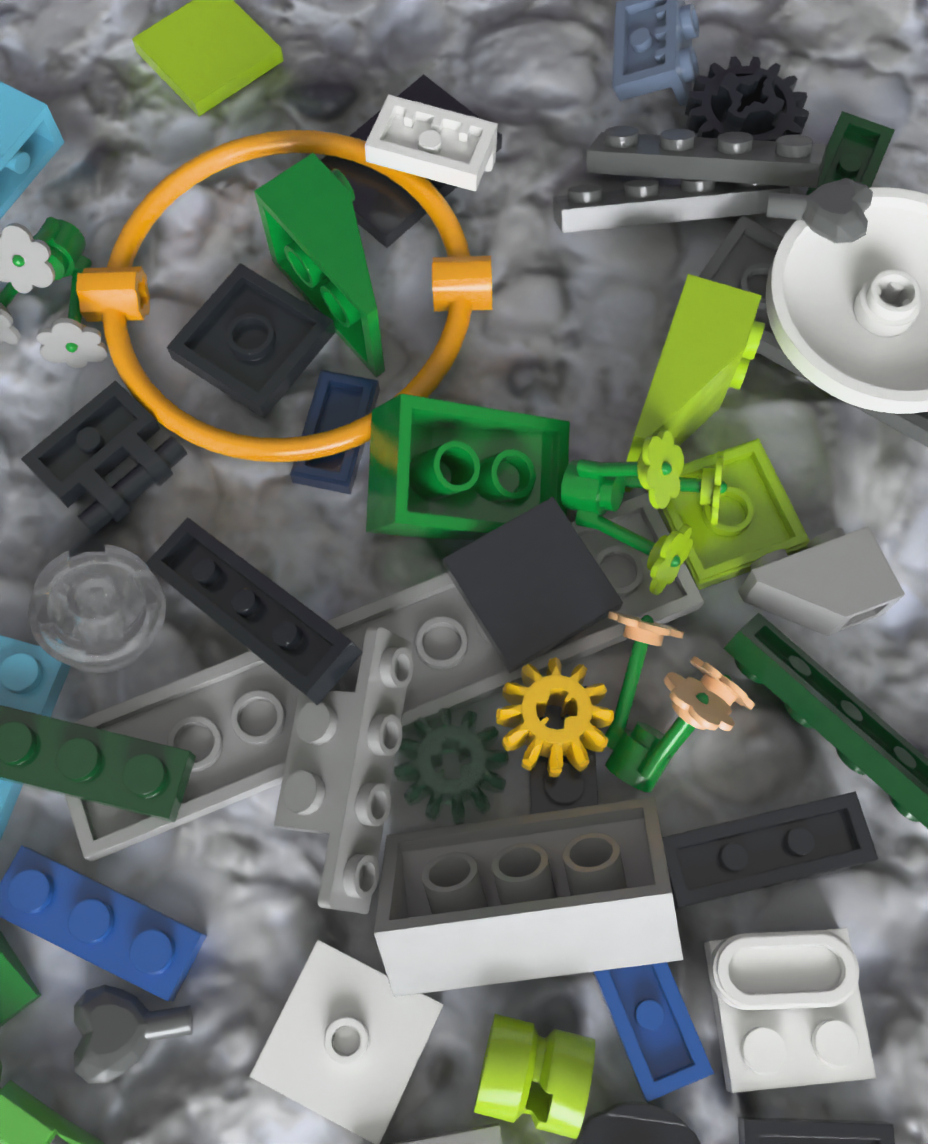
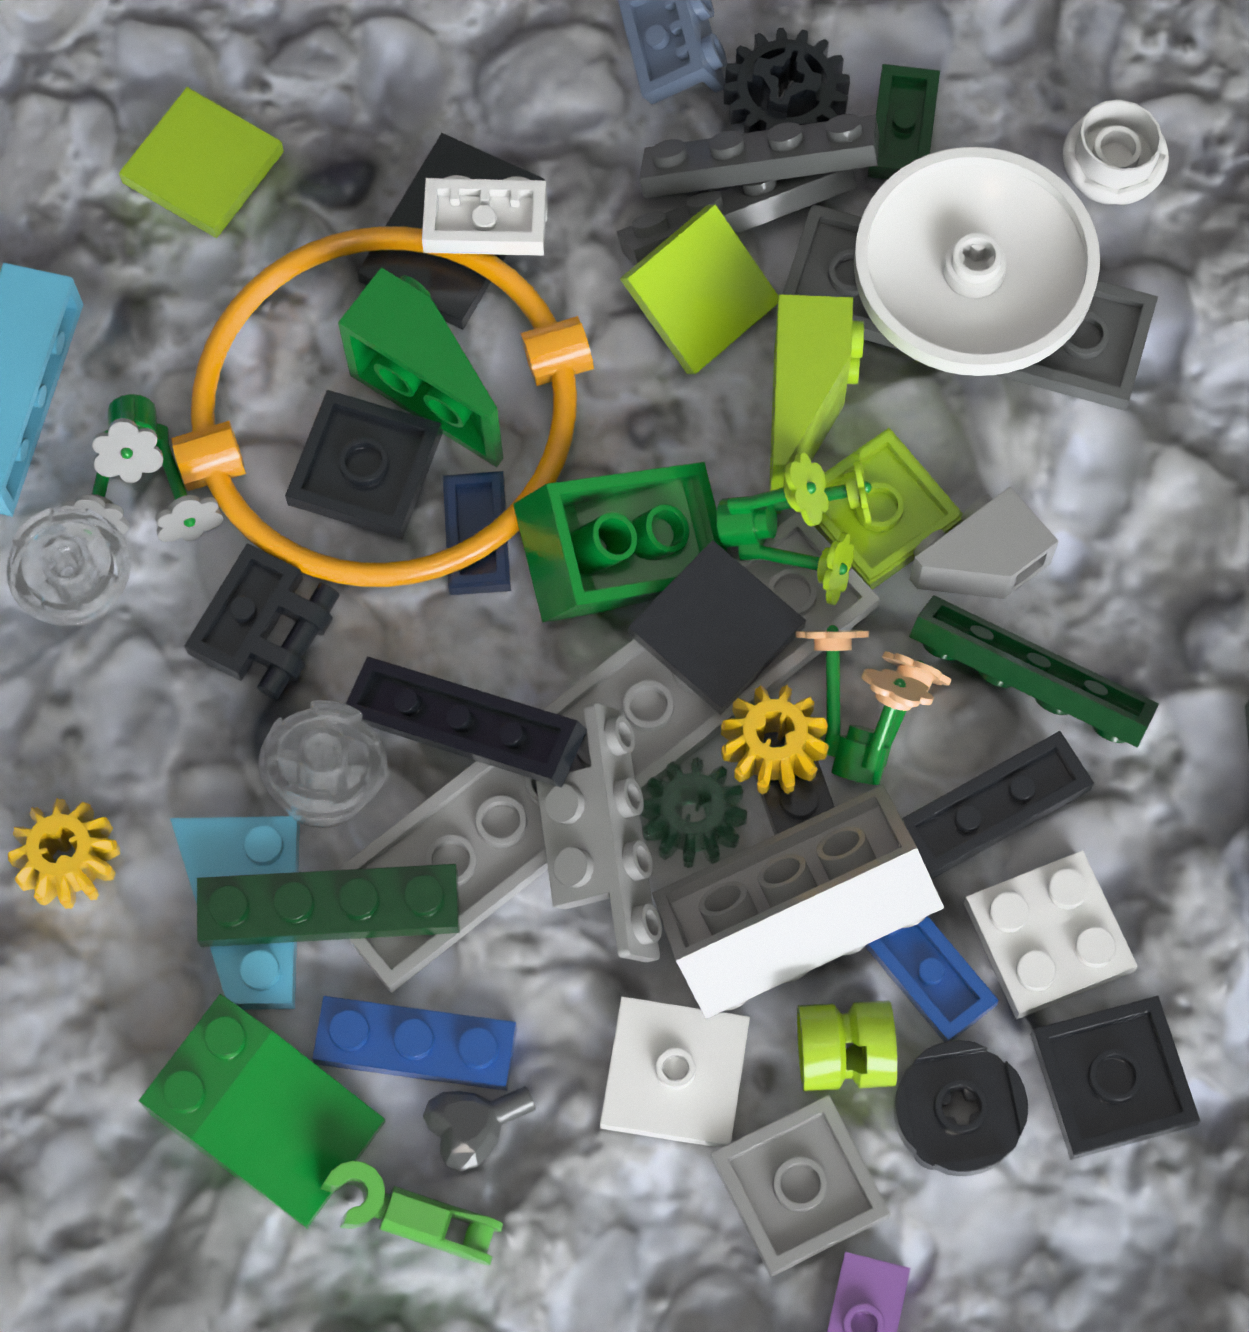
camera: 15 degrees left, 0 degrees up
(614, 262) = (700, 289): none -> lime tile
(783, 970) = (1033, 897): white tile -> none
(830, 210) = (894, 193): dark grey rock -> none

